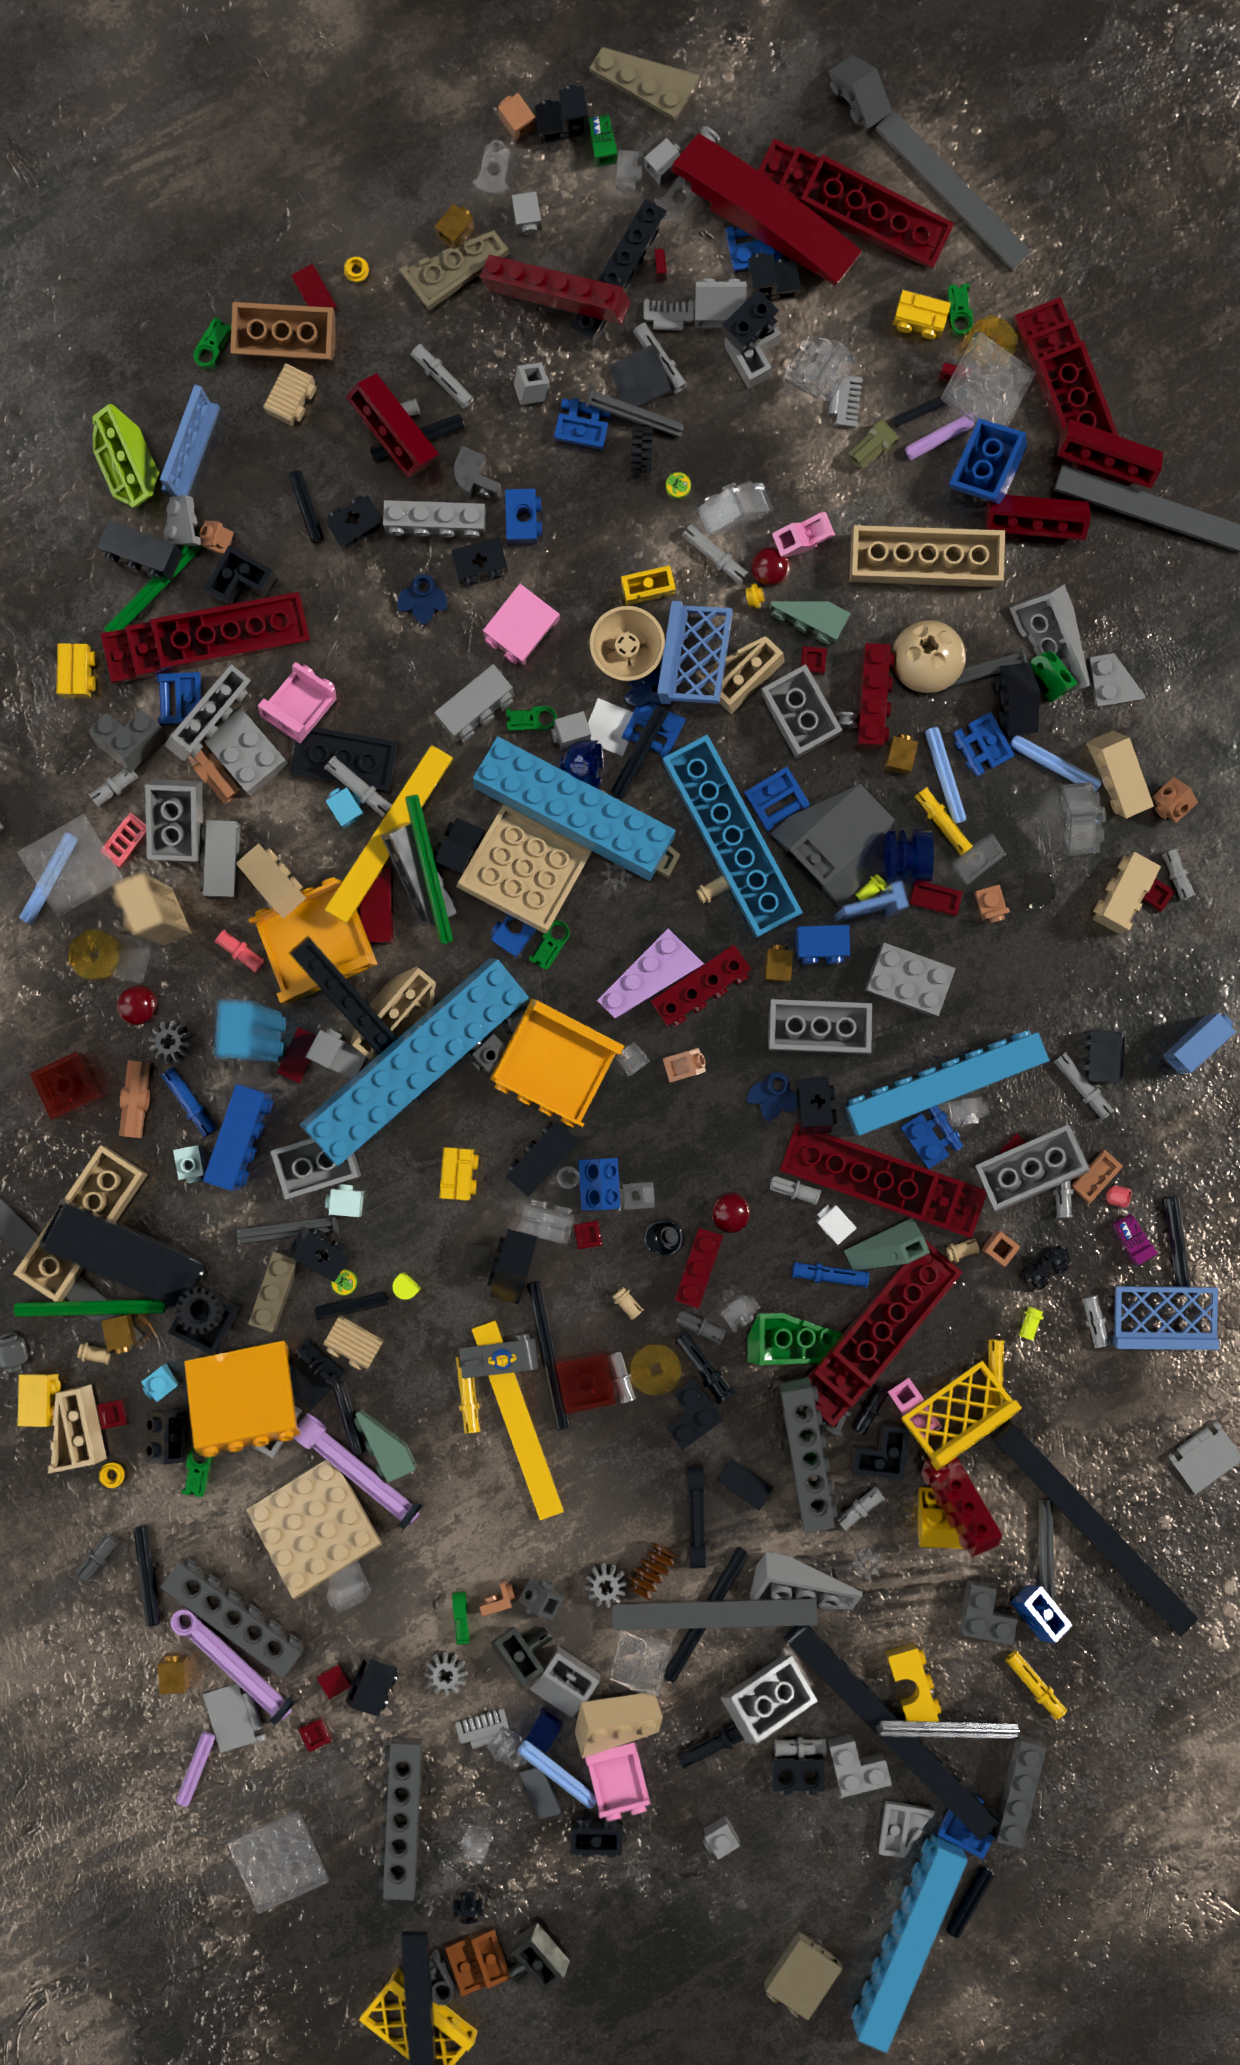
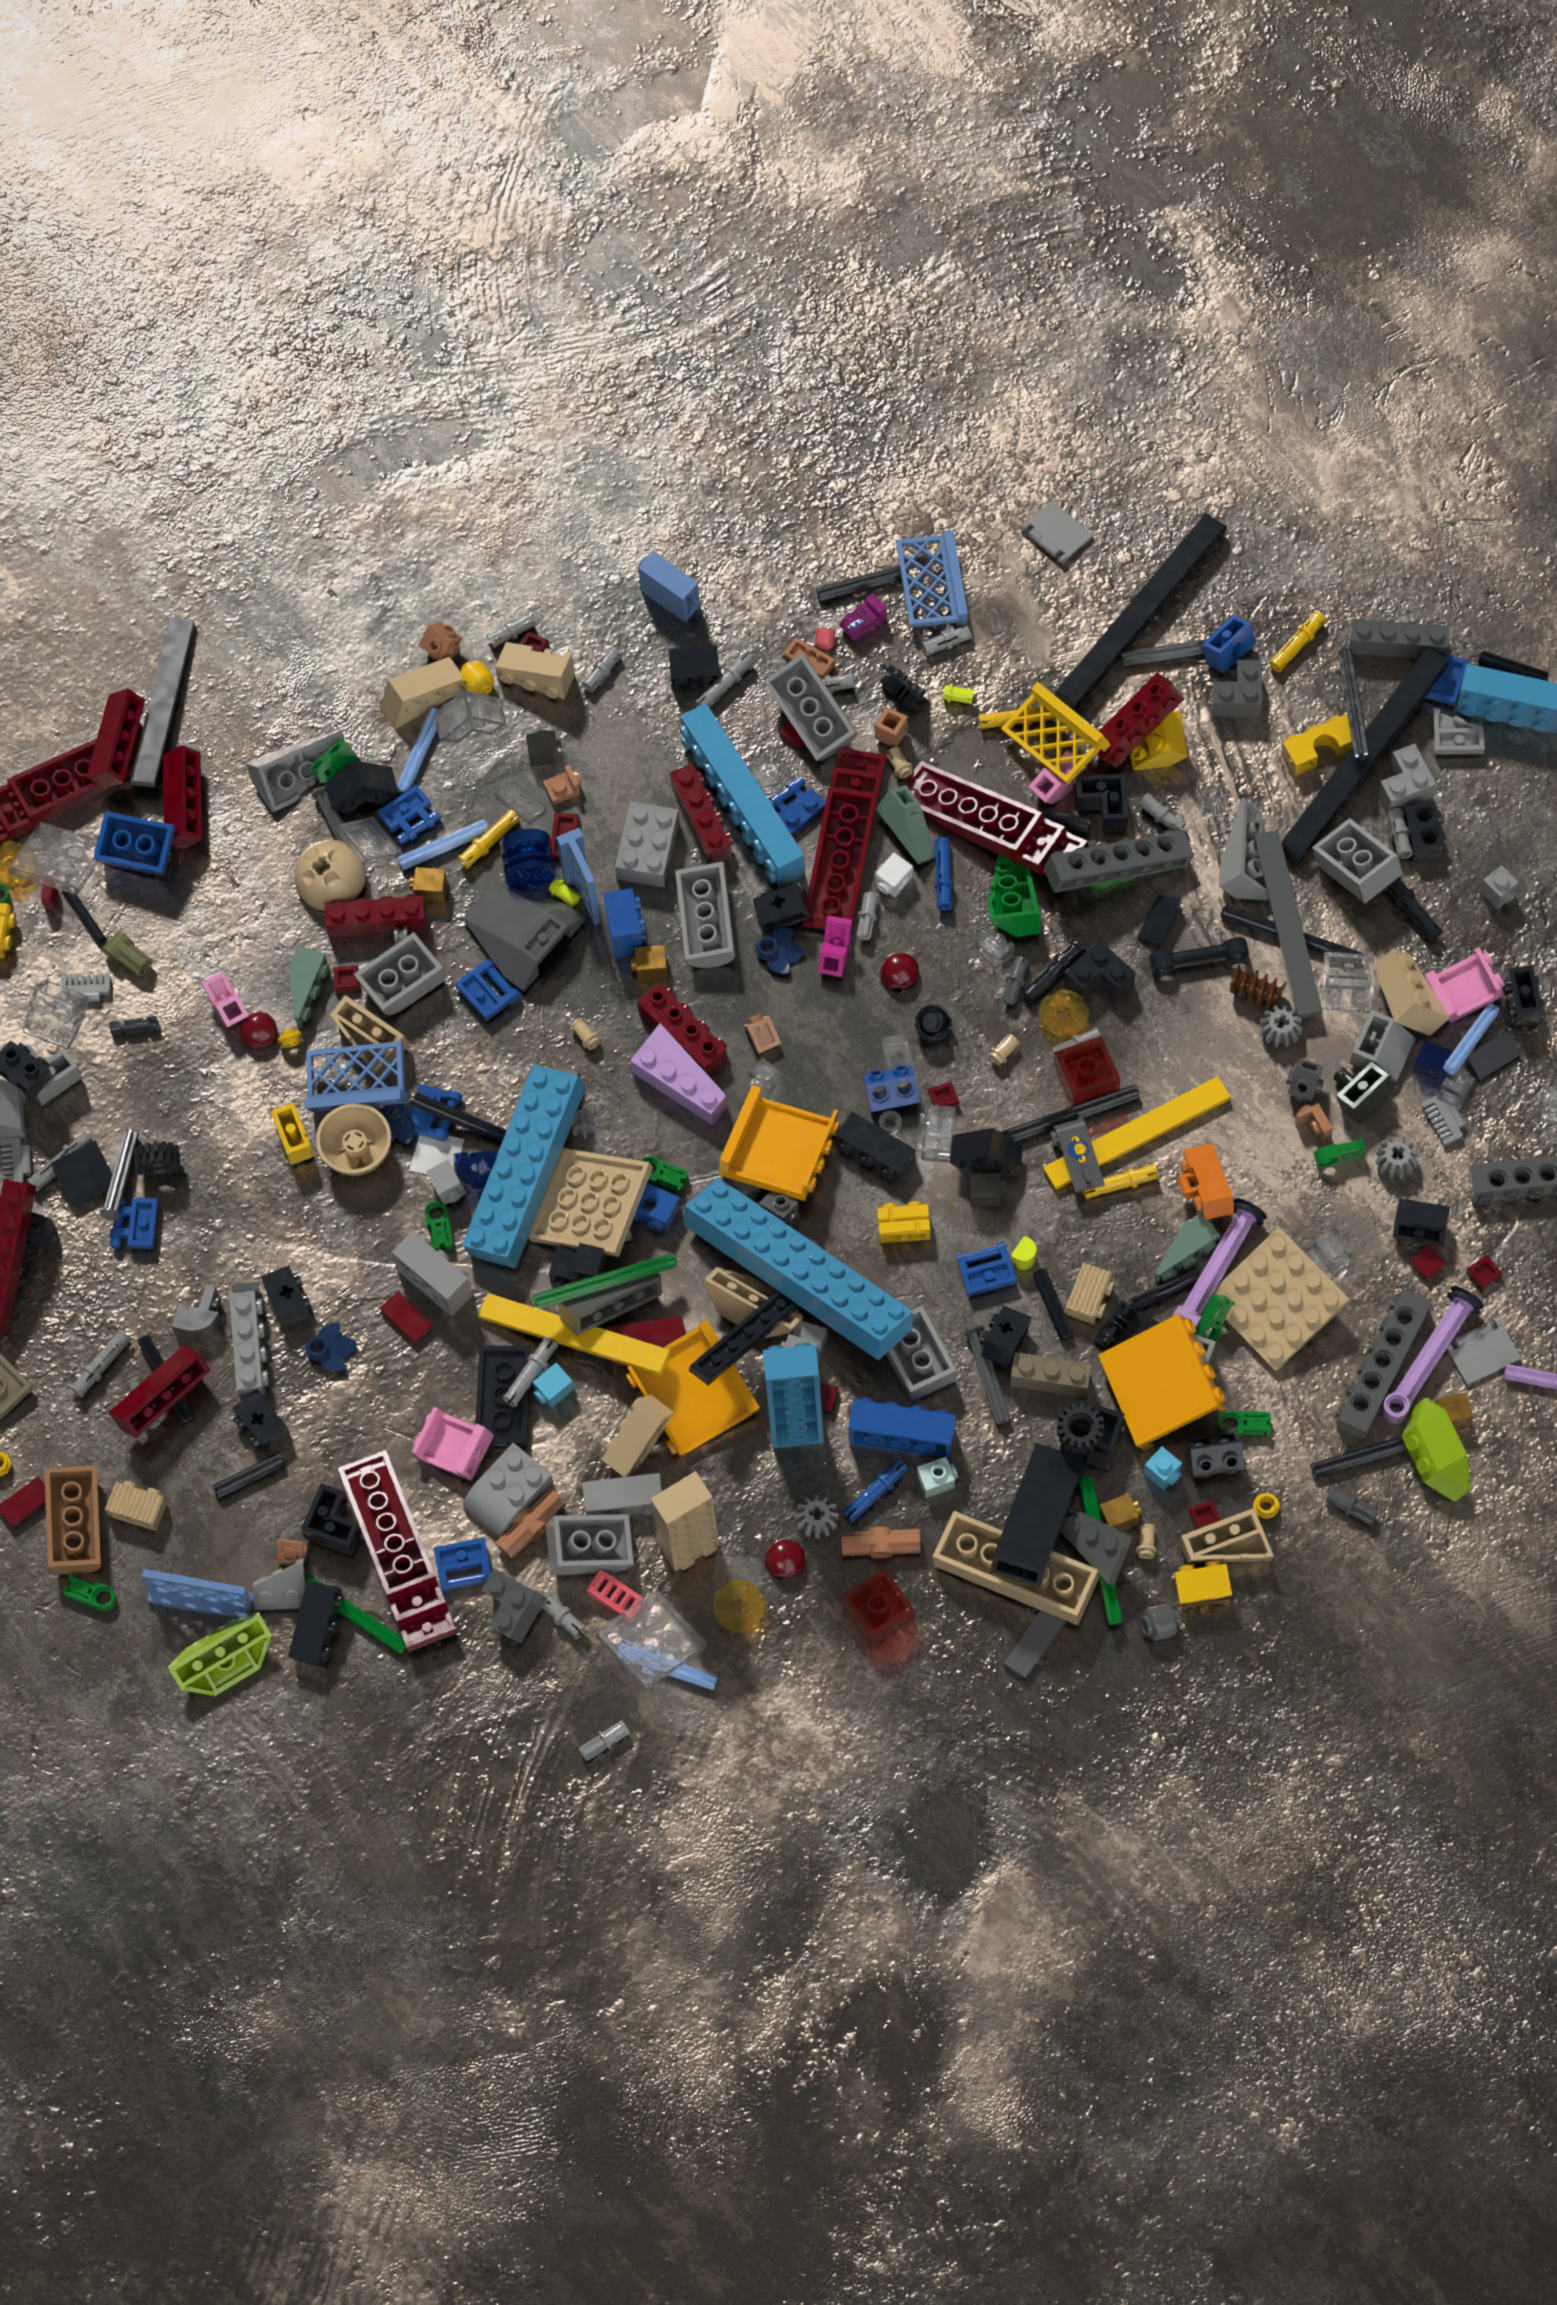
camera: 90 degrees left, 20 degrees down
(75, 670) = (448, 1671): yellow brick -> none
(88, 1307) = (1098, 1543): none -> dark grey wing
(135, 1651) = (1437, 1450): none -> lime wedge
(209, 710) = (475, 1523): light grey brick -> none
(239, 951) = (715, 1463): coral pin -> none
(303, 1460) = (1214, 1316): none -> green piece
(345, 1201) = (950, 1323): light aqua brick -> none
(345, 1283) = (1035, 1311): tile -> none
(389, 1246) = (988, 1275): none -> blue plate
(437, 1484) = (1211, 1188): none -> orange piece
(442, 676) = (406, 1317): none -> dark red tile
(491, 523) = (250, 1286): none -> dark grey tile
(517, 502) = (248, 1270): blue brick -> none
(520, 625) = (346, 1247): bright pink panel -> none
(531, 383) = (100, 1272): light grey brick -> none
(678, 485) = (187, 1126): tile -> none
(698, 1267) = (957, 989): dark red brick -> none
(715, 554) = (258, 1072): light grey pin -> none
(731, 836) = (531, 1020): dark azure brick -> none
(734, 506) = (204, 1062): clear brick -> none
(762, 1152) = (835, 946): none -> dark pink brick
(795, 444) = (134, 1025): none -> black axle
(927, 556) = (232, 888): tan brick -> none
(935, 1038) = (700, 813): none -> dark red brick
(938, 437) = (112, 899): lavender axle -> none
(957, 698) = (368, 841): none -> clear tile
(1112, 682) = (333, 713): light grey wing -> none
(1119, 961) = (601, 669): none -> light grey pin
(1126, 831) = (476, 677): none -> yellow head

